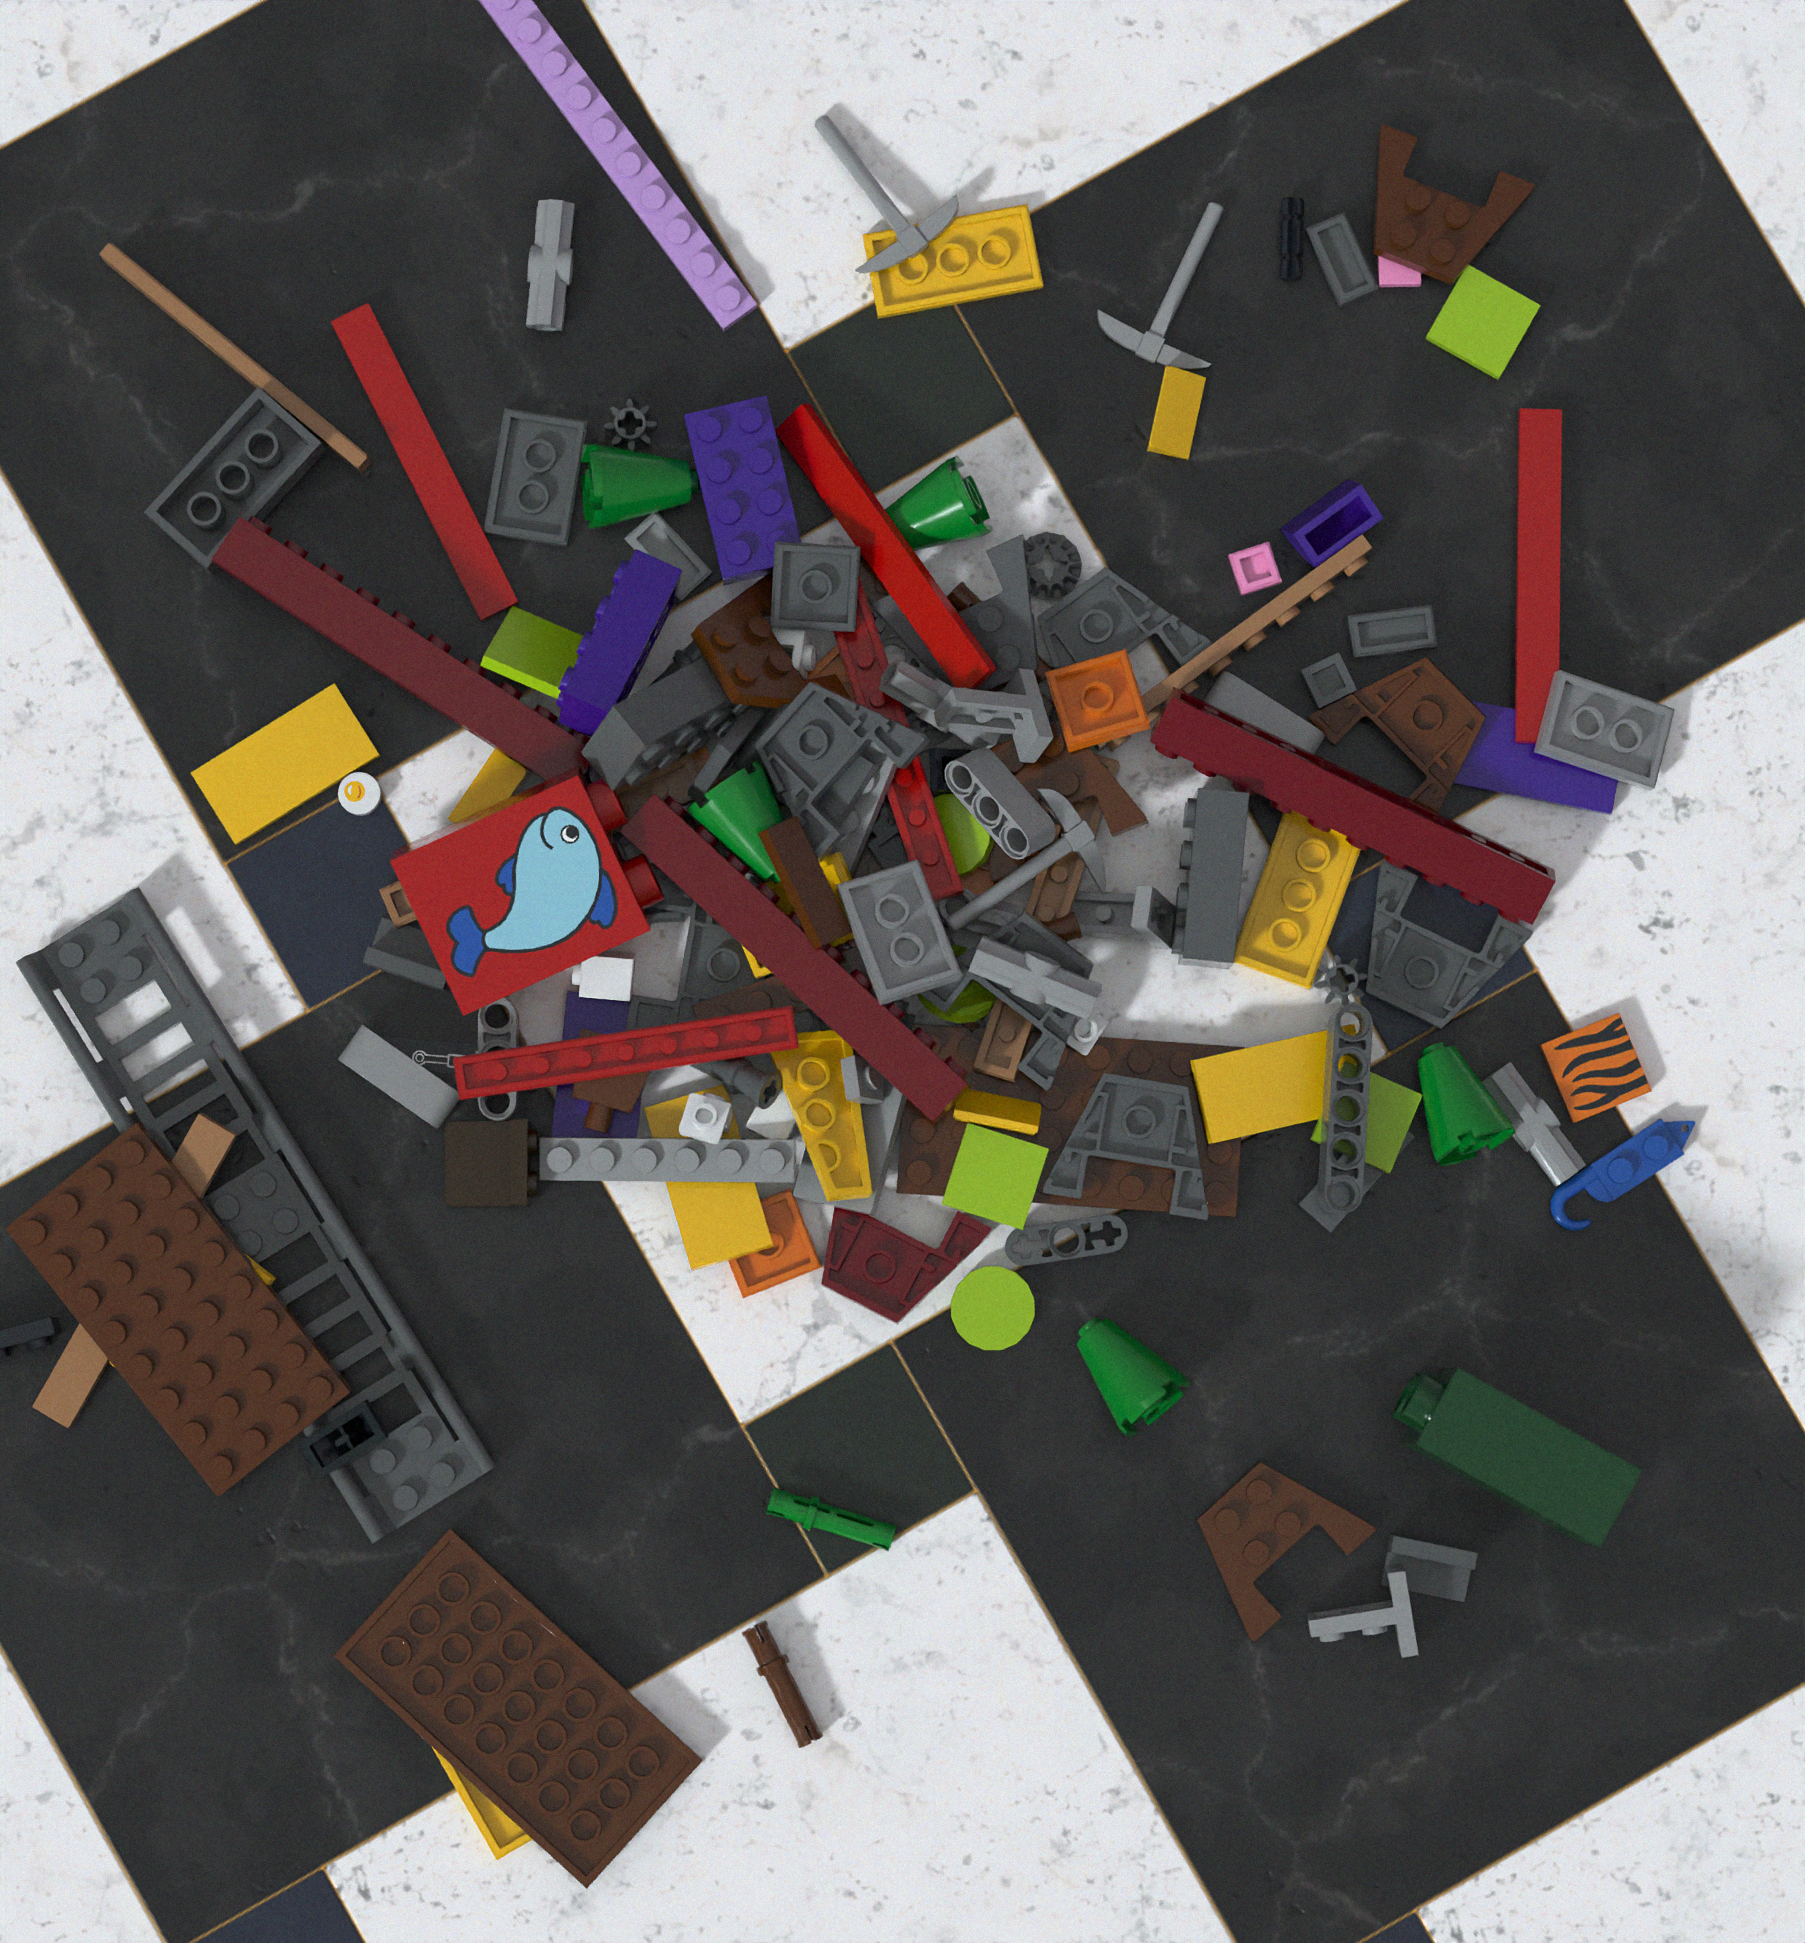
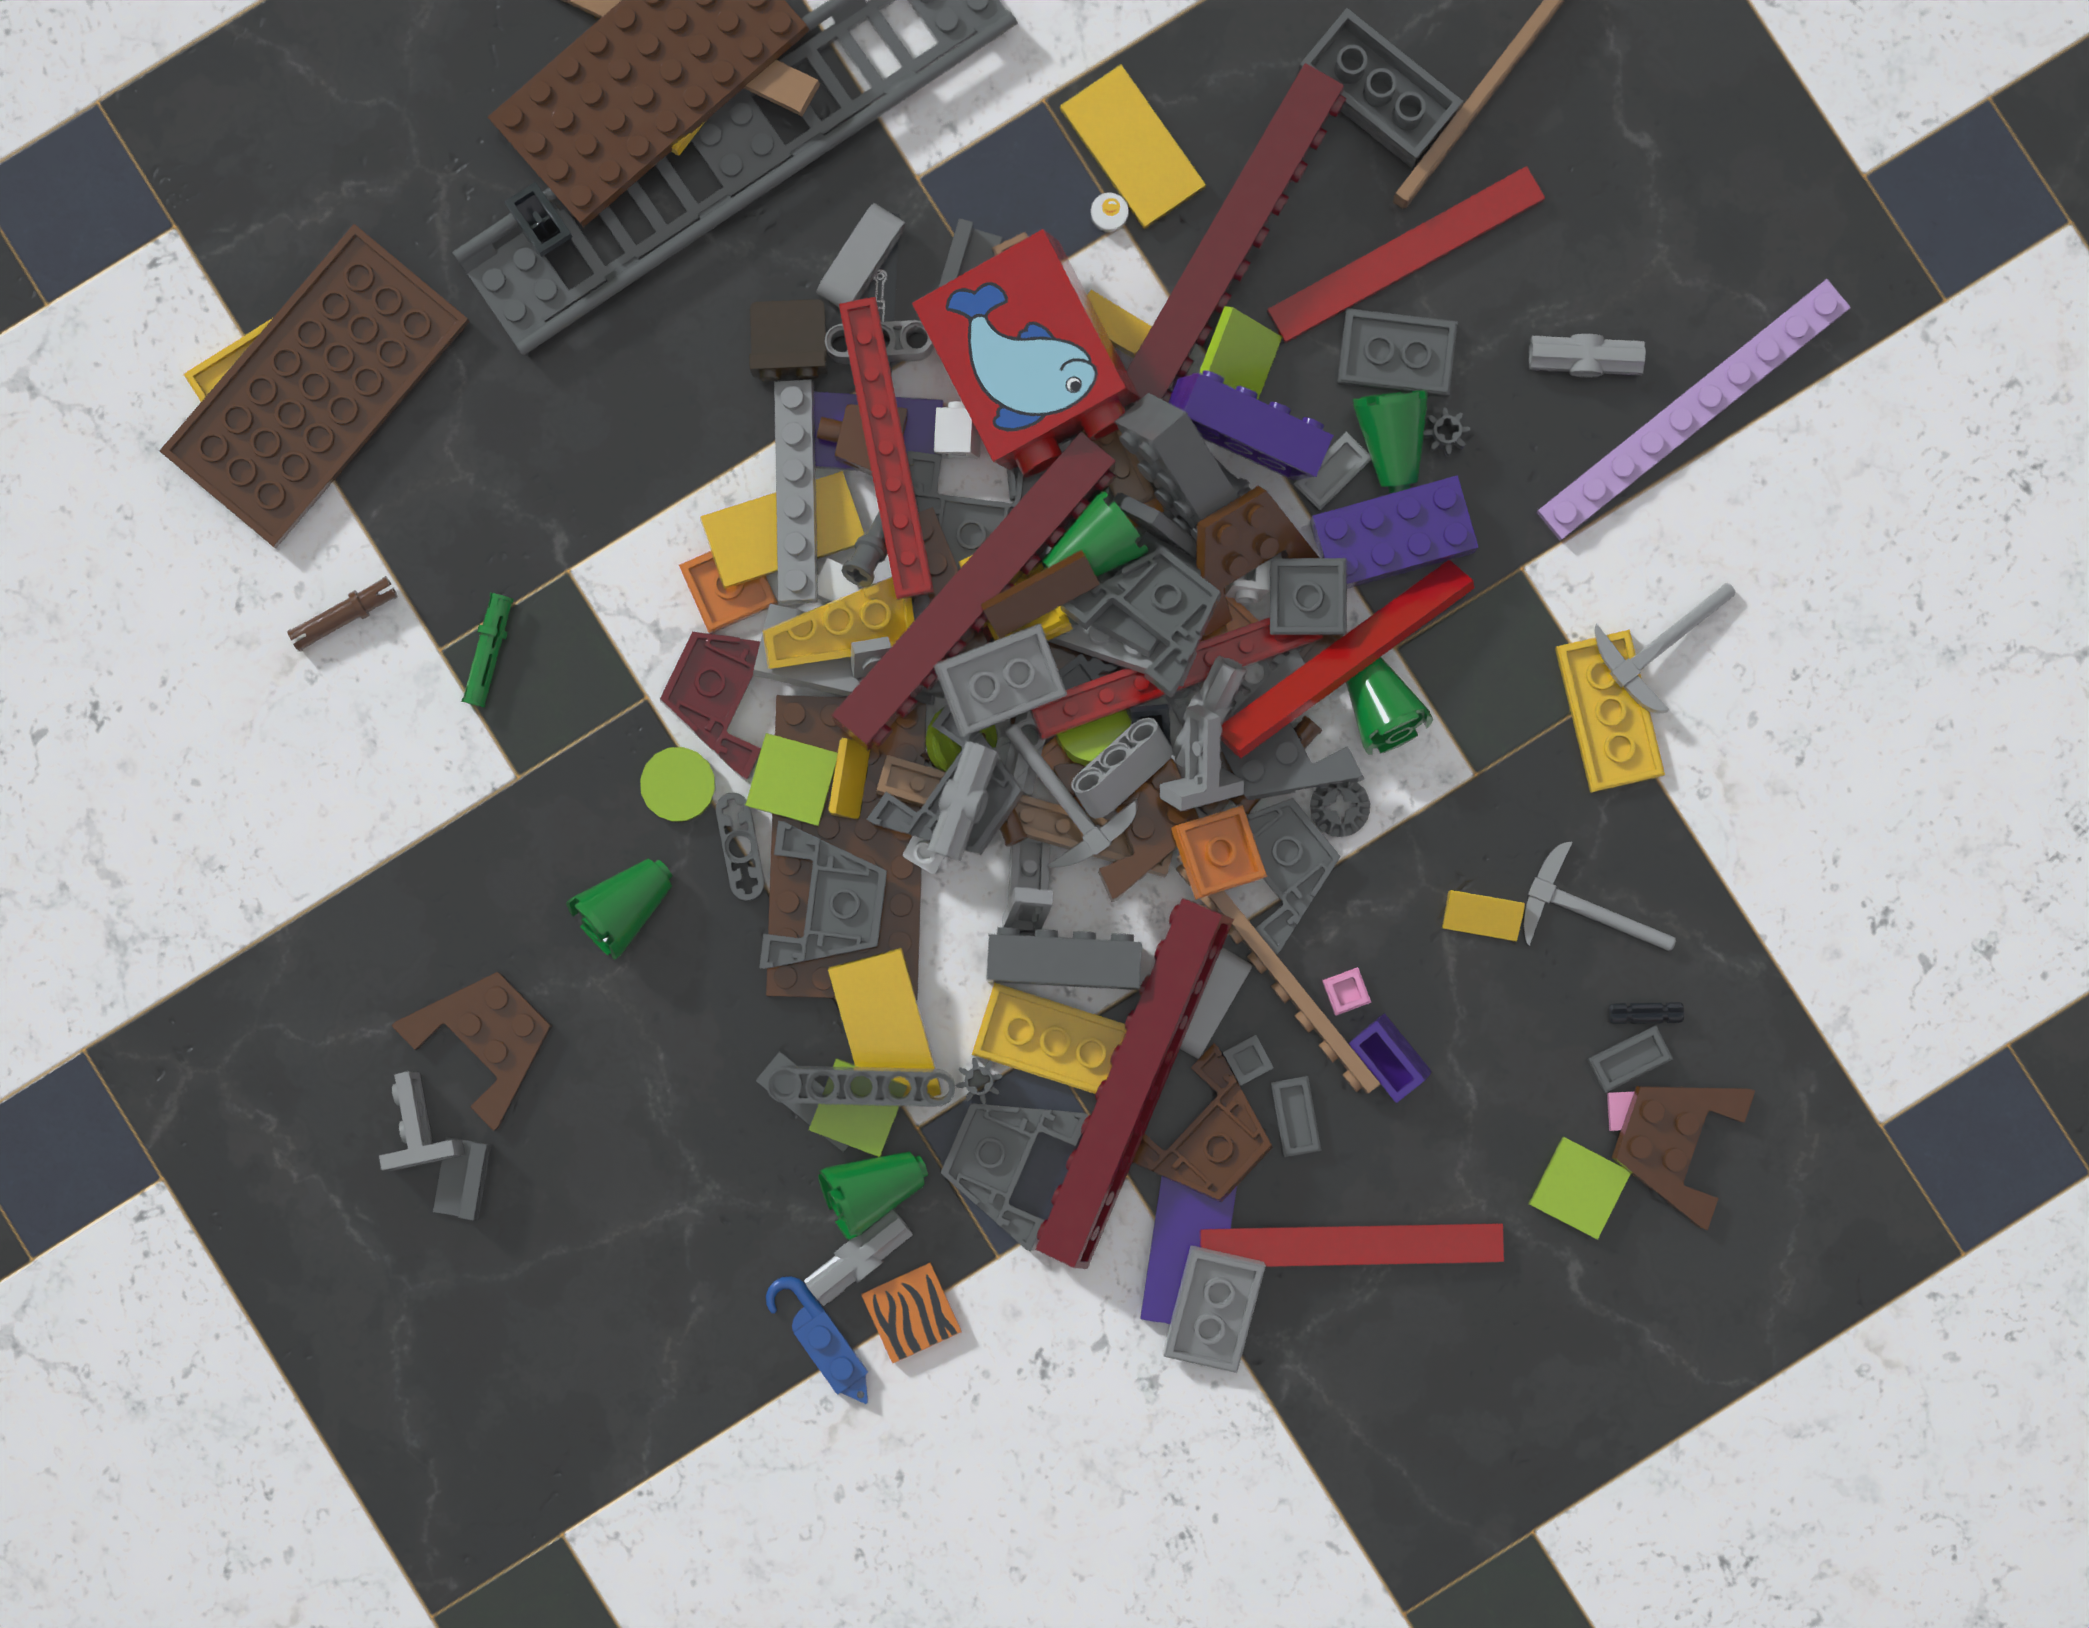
camera: 90 degrees right, 0 degrees up
(706, 1117) = (832, 521): white bracket -> none
(1515, 1453) = (556, 1247): dark green brick -> none

